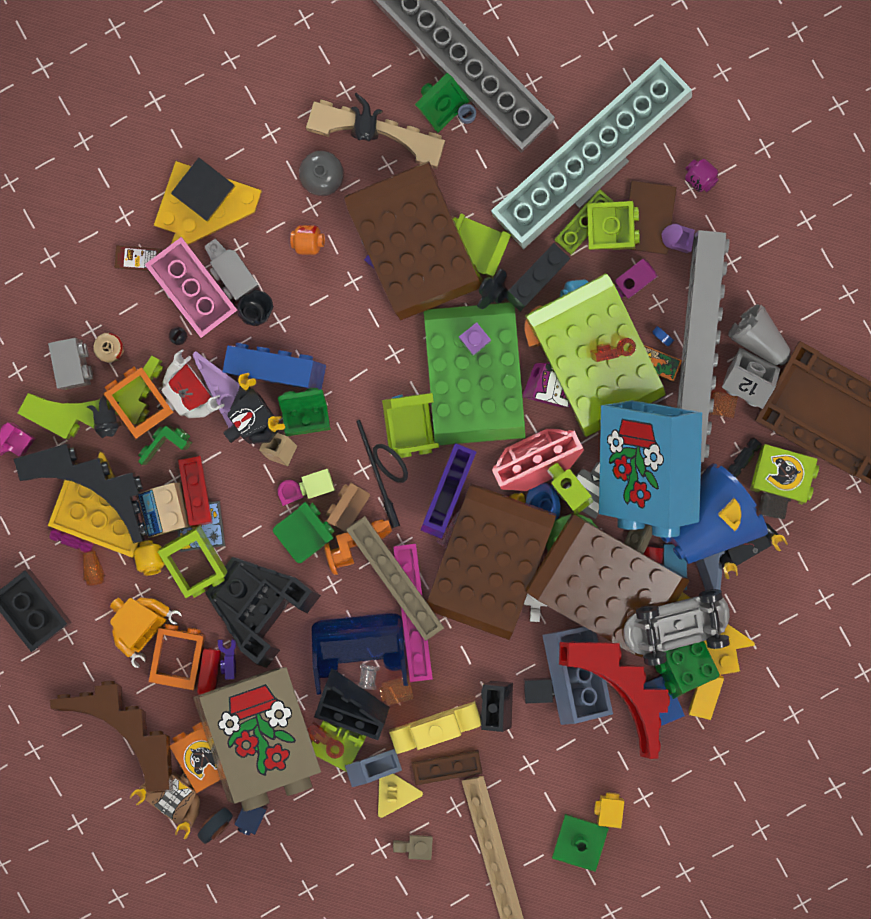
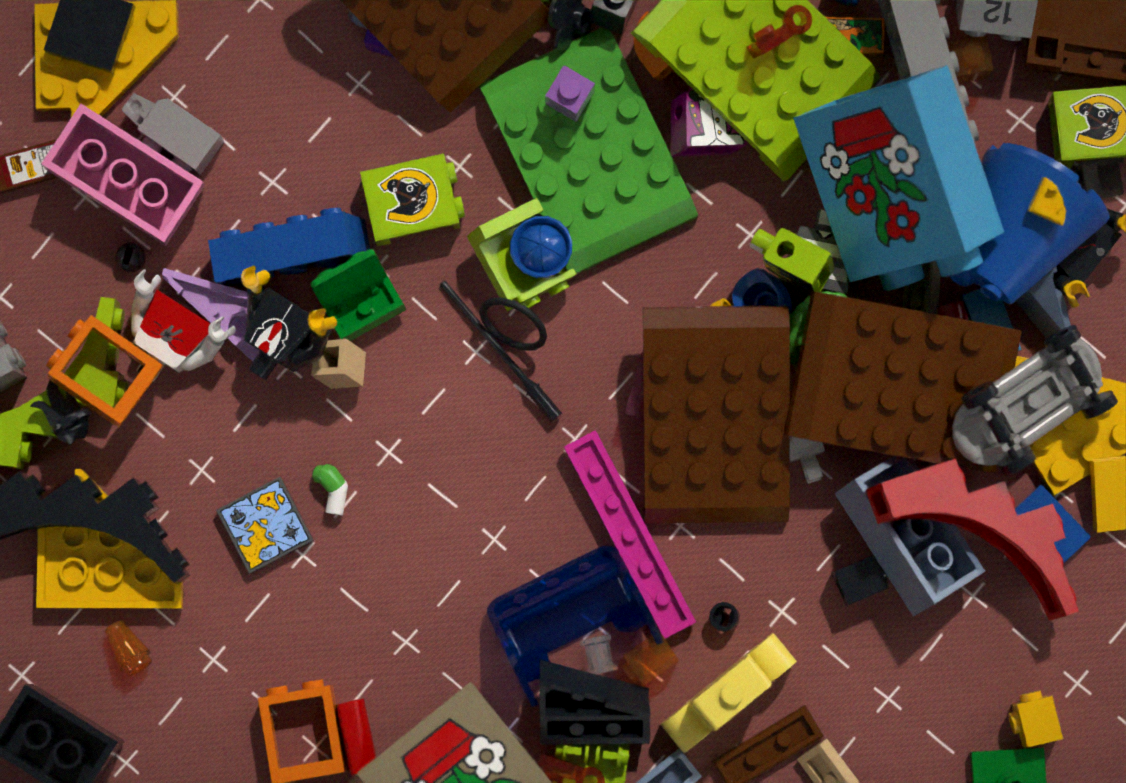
camera: 20 degrees left, 5 degrees down
(71, 540) = (79, 617): magenta axle -> none
(115, 352) = (44, 314): tan head -> none
(137, 623) = (223, 704): light orange torso -> none
(148, 559) = (206, 600): yellow head -> none
(163, 509) = (202, 518): tan slope -> none
(176, 436) = (158, 410): green bracket -> none
(195, 491) = (239, 475): red plate -> none
(196, 534) = (296, 617): lime window -> none
(228, 665) = (383, 716): dark purple plate -> none
(249, 517) = (334, 484): none -> arm
(252, 602) = (384, 604): black wedge -> none
(255, 308) = (229, 172): black hair -> none
(289, 492) = (379, 425): dark pink tile -> none
(303, 532) = (423, 475): green bracket -> none
(307, 239) = (269, 45): orange head -> none
(317, 484) = (416, 396): yellowish green brick -> none
(342, 555) = (501, 455): orange piece -> none
(349, 506) = (475, 413): medium nougat bracket -> none
(358, 364) = (411, 198): none -> lime panel
(395, 578) = (584, 490): dark tan plate -> none
(423, 424) = (541, 246): none -> blue hat
(447, 678) = (718, 613): none -> black hinge
(448, 491) = (615, 328): dark purple brick -> none
(496, 706) = (807, 625): black brick -> none
(527, 461) = (716, 249): coral wedge -> none
(687, 668) = (1068, 463): green bracket -> none
(744, 457) = (1031, 119): black axle -> none

